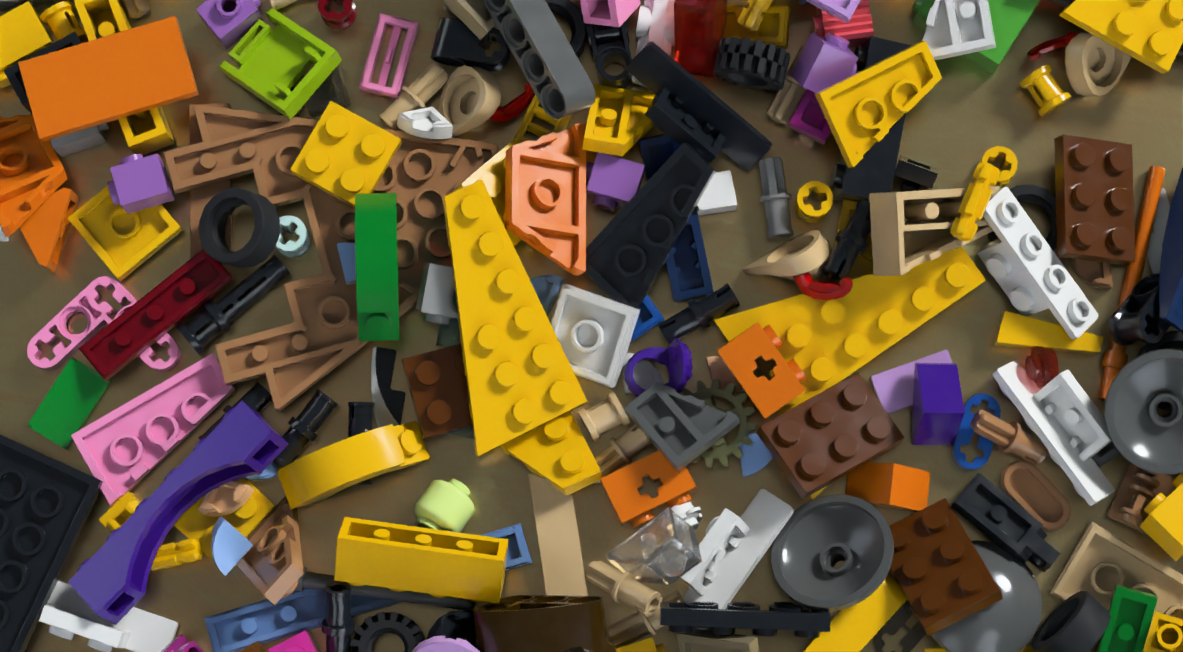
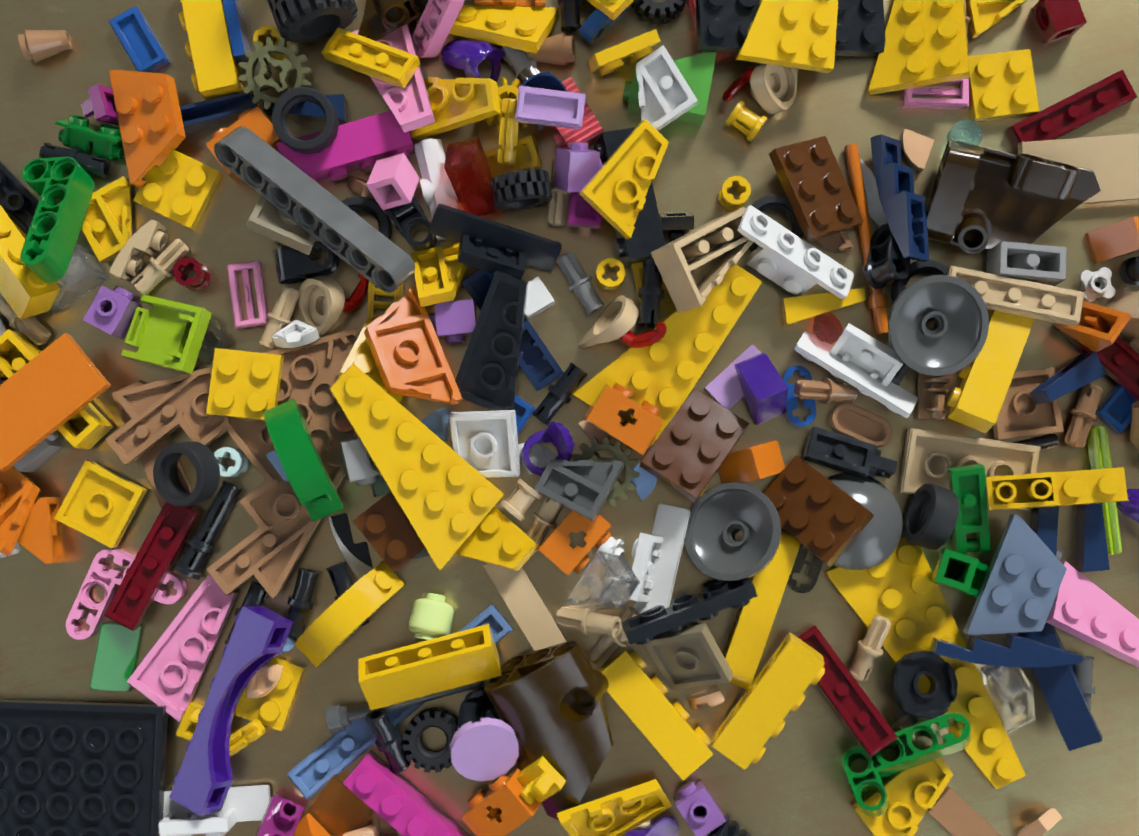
camera: 30 degrees left, 5 degrees up
(140, 183) = (96, 470): medium lavender brick -> none
(227, 545) = (280, 715): light blue tile -> none
(276, 554) = (316, 712): medium nougat wing -> none
(975, 202) = (733, 226): yellow axle -> none

